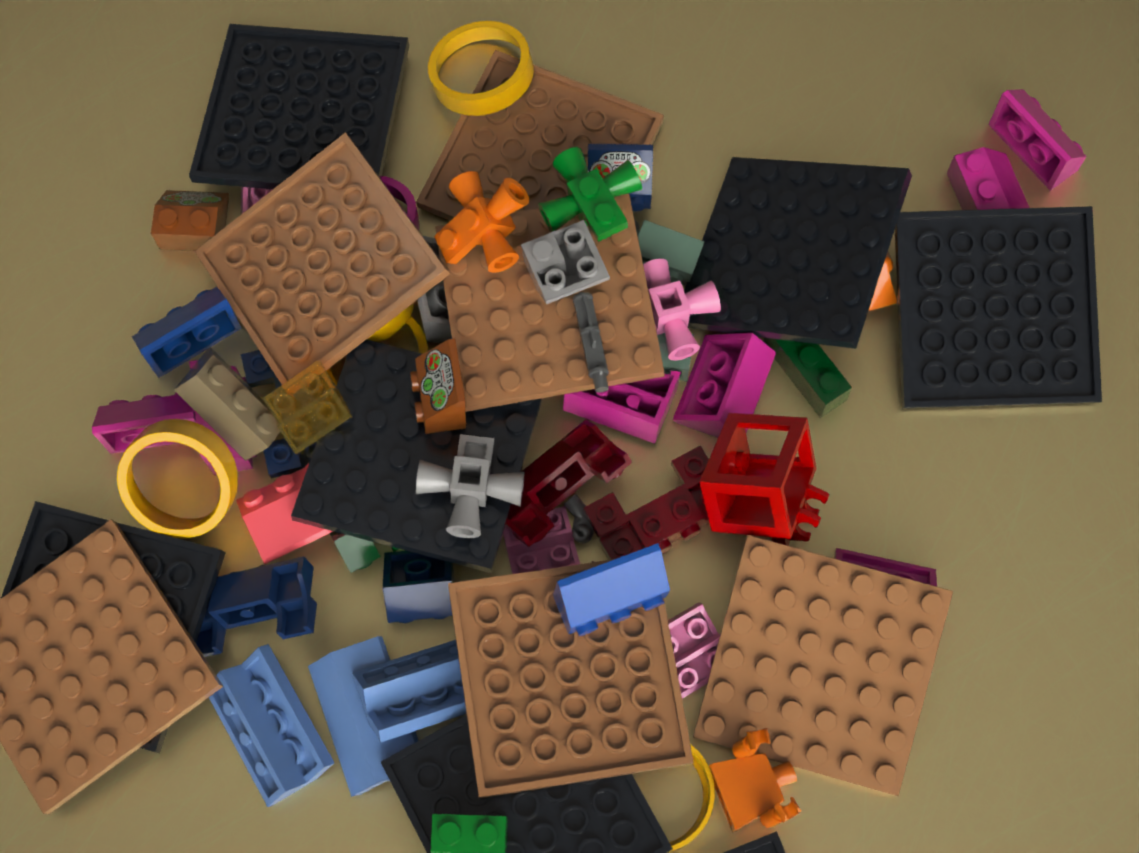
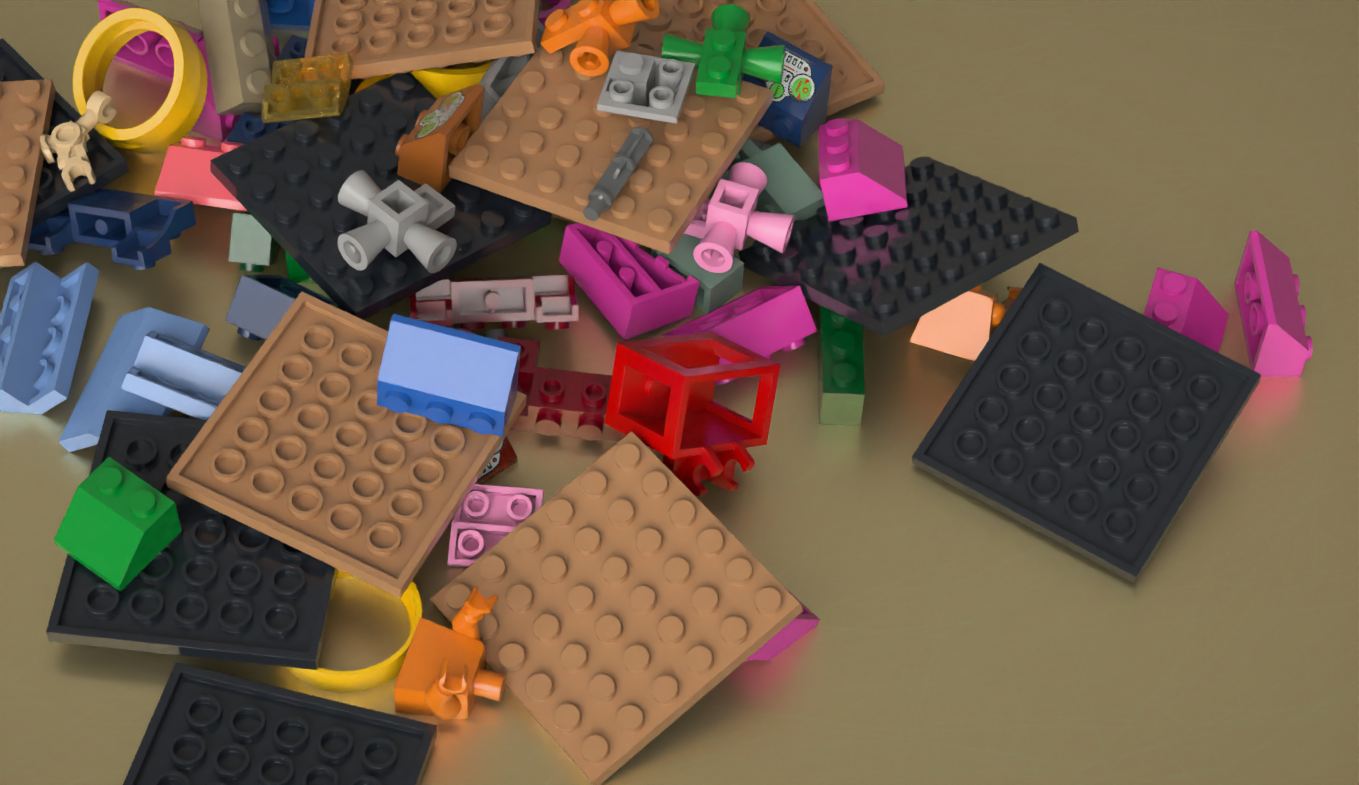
camera: 30 degrees right, 20 degrees down
(171, 563) = (70, 140): none -> tan piece
(713, 206) = (859, 170): none -> dark pink slope

